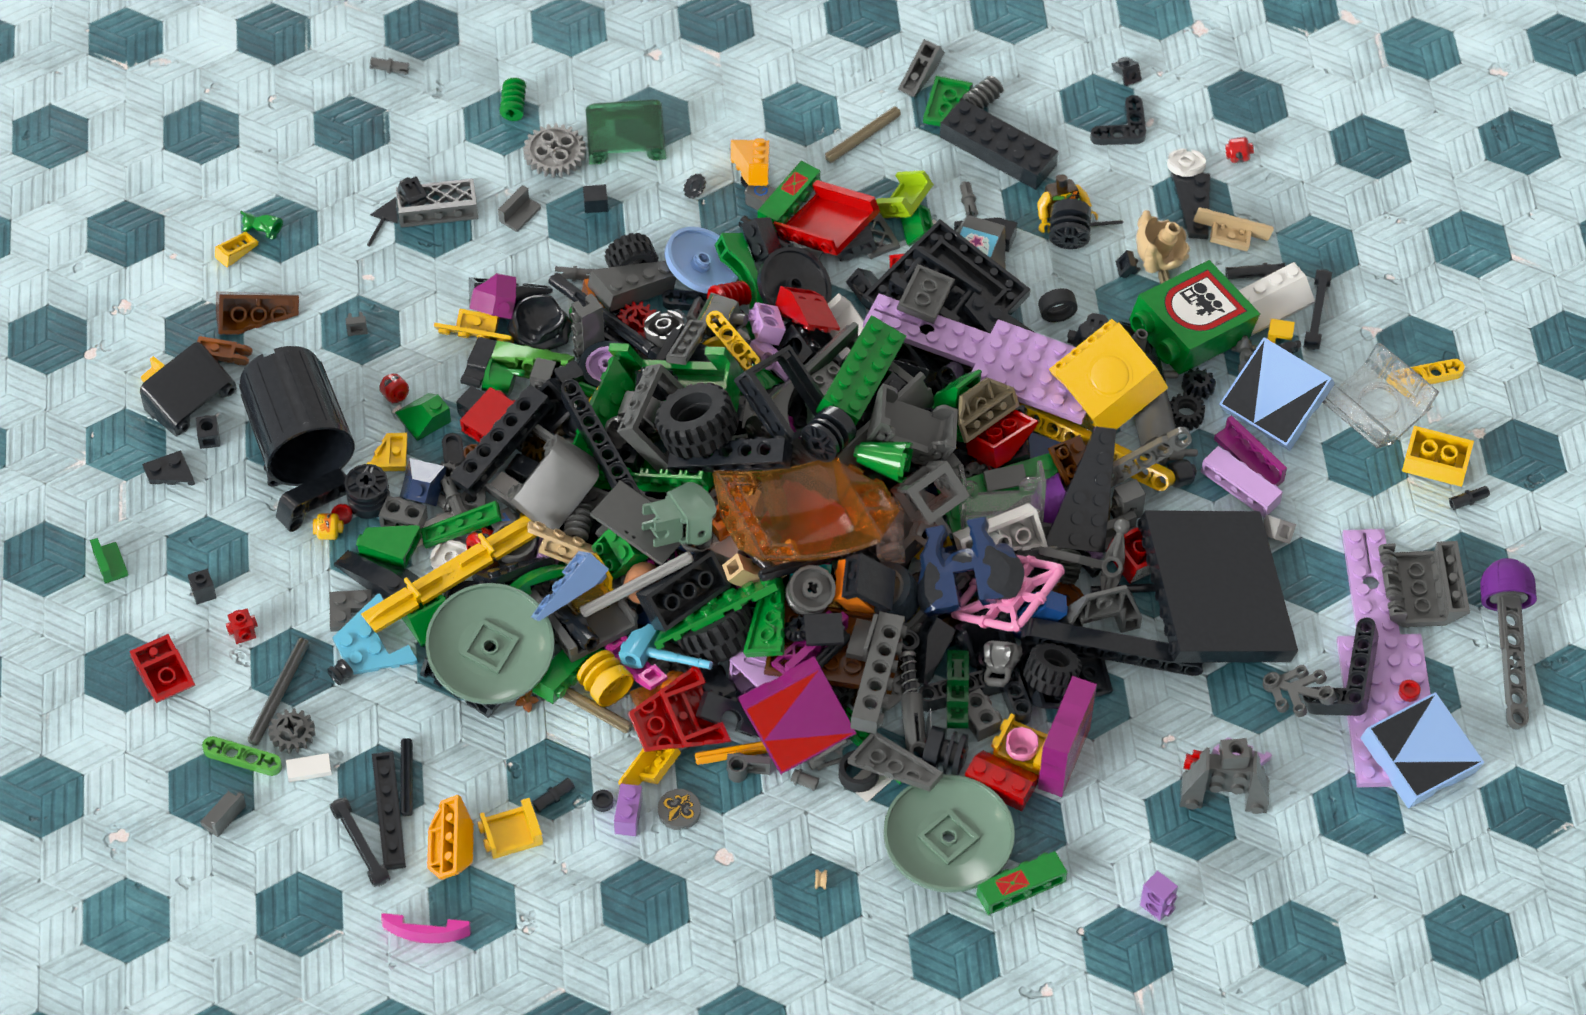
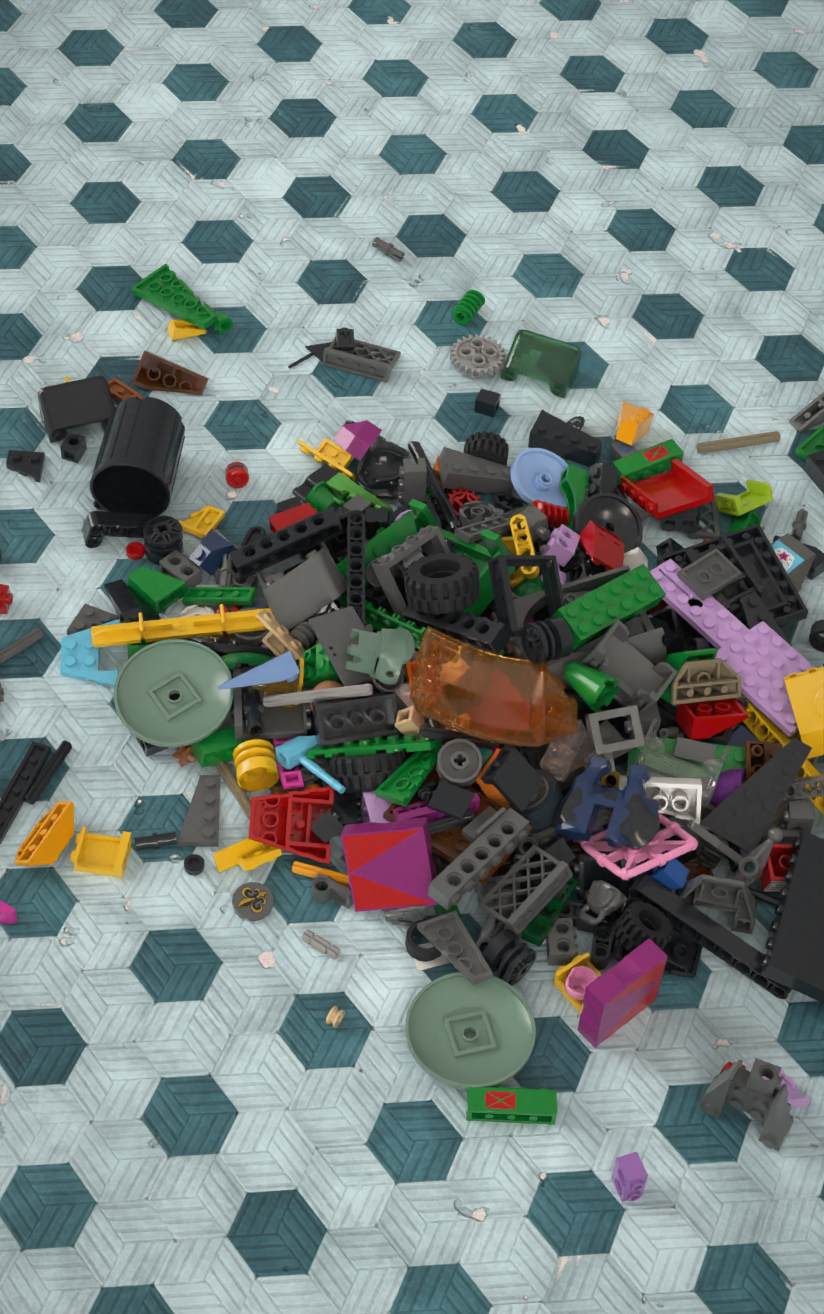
camera: 25 degrees right, 5 degrees down
(198, 216) = (174, 296): none -> green wing
(327, 526) = (116, 554): yellow head -> none
(340, 672) = (51, 667): black wheel -> none
(356, 325) = (238, 418): dark grey tile -> none
(424, 415) = (248, 506): green slope -> none
(518, 209) = (421, 386): dark grey panel -> none
(573, 273) = (433, 449): dark grey pin -> none
(581, 750) = (202, 818): none -> dark grey wing
(628, 810) = (207, 881): medium lavender brick -> none
(695, 207) = (564, 440): none -> black wedge
(766, 819) = (320, 944): none -> light grey axle
(804, 779) = (370, 921): dark grey pin -> none
(946, 679) = (537, 896): none -> dark grey fence
(1006, 779) = (549, 1005): red slope -> none

